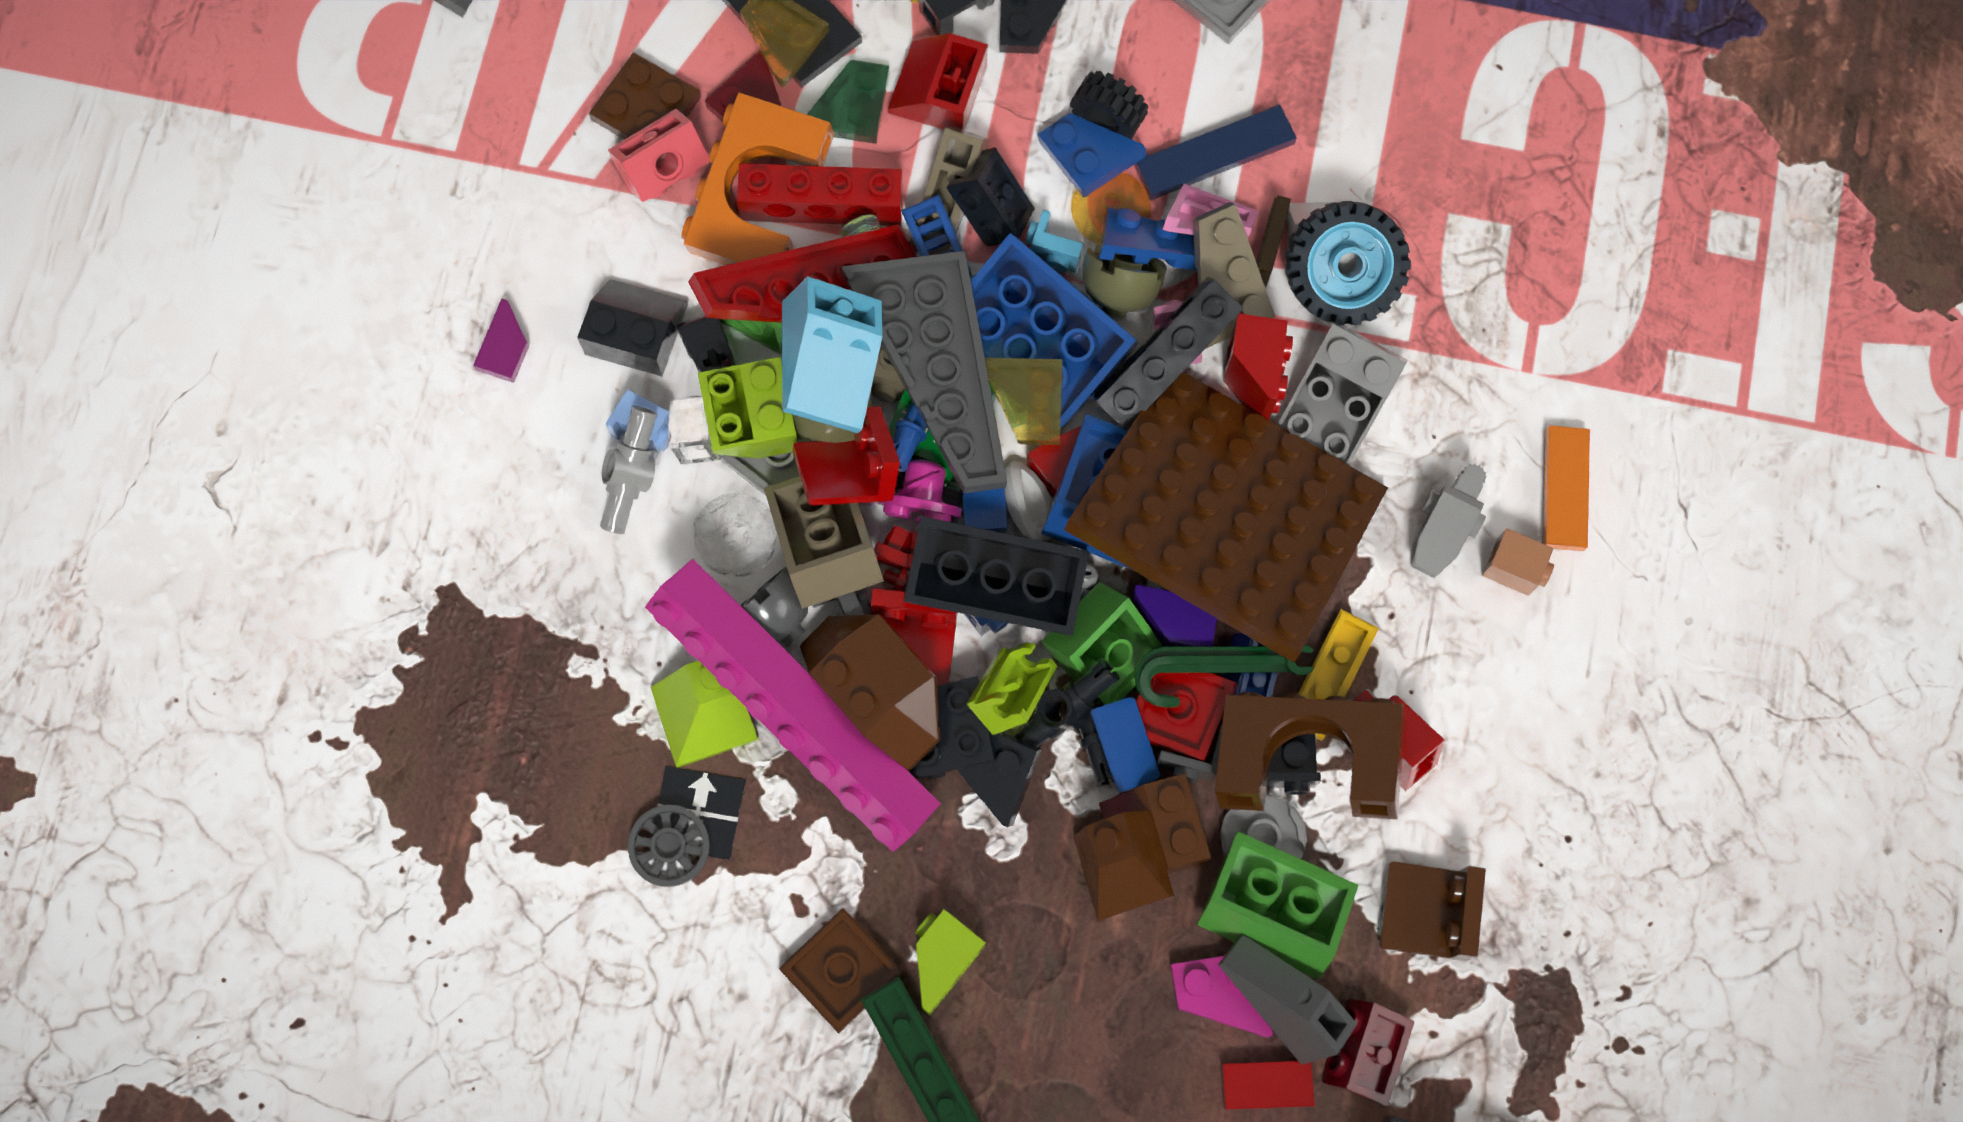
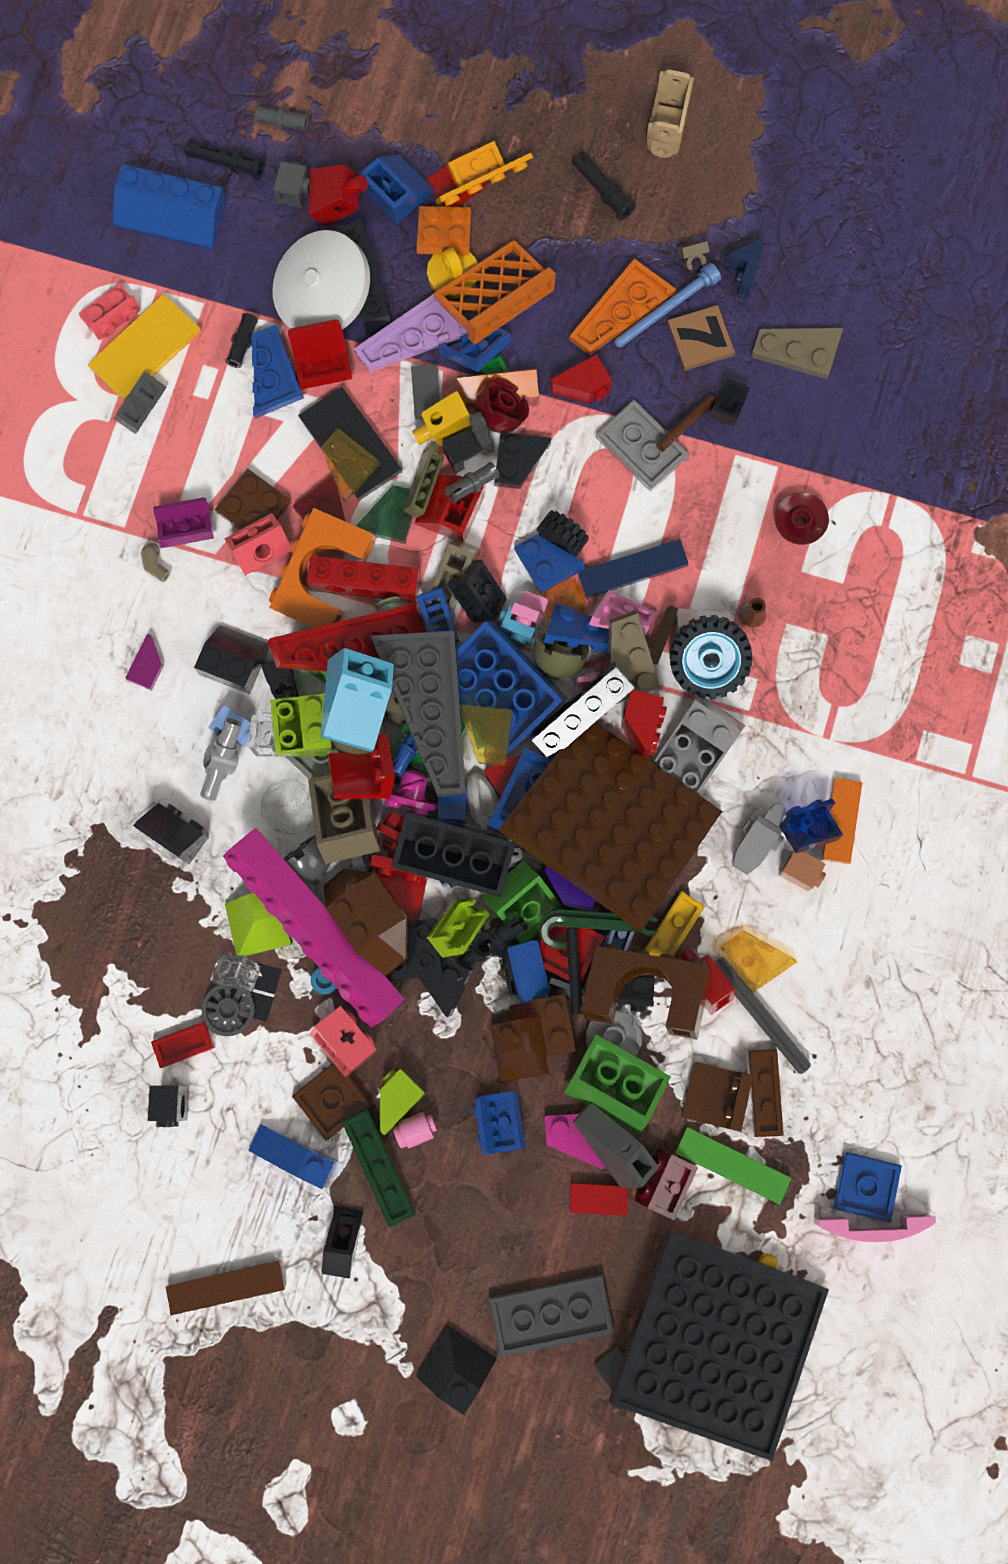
camera: 10 degrees right, 5 degrees up
(498, 198) = (150, 563): none -> dark tan arm
(544, 133) = (183, 522): none -> magenta bracket
(562, 584) = (172, 832): none -> black slope
(588, 996) = (168, 1105): none -> black brick
(602, 906) = (182, 1045): none -> red tile
(675, 785) = (235, 971): none -> clear bracket
(788, 1061) = (293, 1156): none -> blue slope
(810, 792) = (321, 984): none -> dark azure tile
(857, 896) = (345, 1055): none -> coral brick
(896, 53) = (423, 483): none -> olive piece
(970, 39) = (472, 482): none -> dark grey pin
(974, 1003) = (415, 1130): none -> bright pink brick
(1071, 217) = (530, 608): none -> bright pink bracket
(1103, 980) = (499, 1122): none -> blue bracket
(1196, 738) = (574, 971): none -> black bar
(1401, 197) = (750, 616): none -> reddish brown cone
(1455, 47) = (809, 509): none -> dark red dish
(1463, 702) = (755, 959): none -> clear yellow wing
(1467, 1014) = (733, 1165): none -> bright green tile
(1495, 795) = (764, 1018): none -> dark grey axle
(1504, 901) = (765, 1093): none -> reddish brown tile
(1524, 493) = (810, 826): none -> clear blue bracket
(1673, 1028) = (867, 1187): none -> blue tile
(1744, 1080) = (910, 1226): none -> bright pink slope

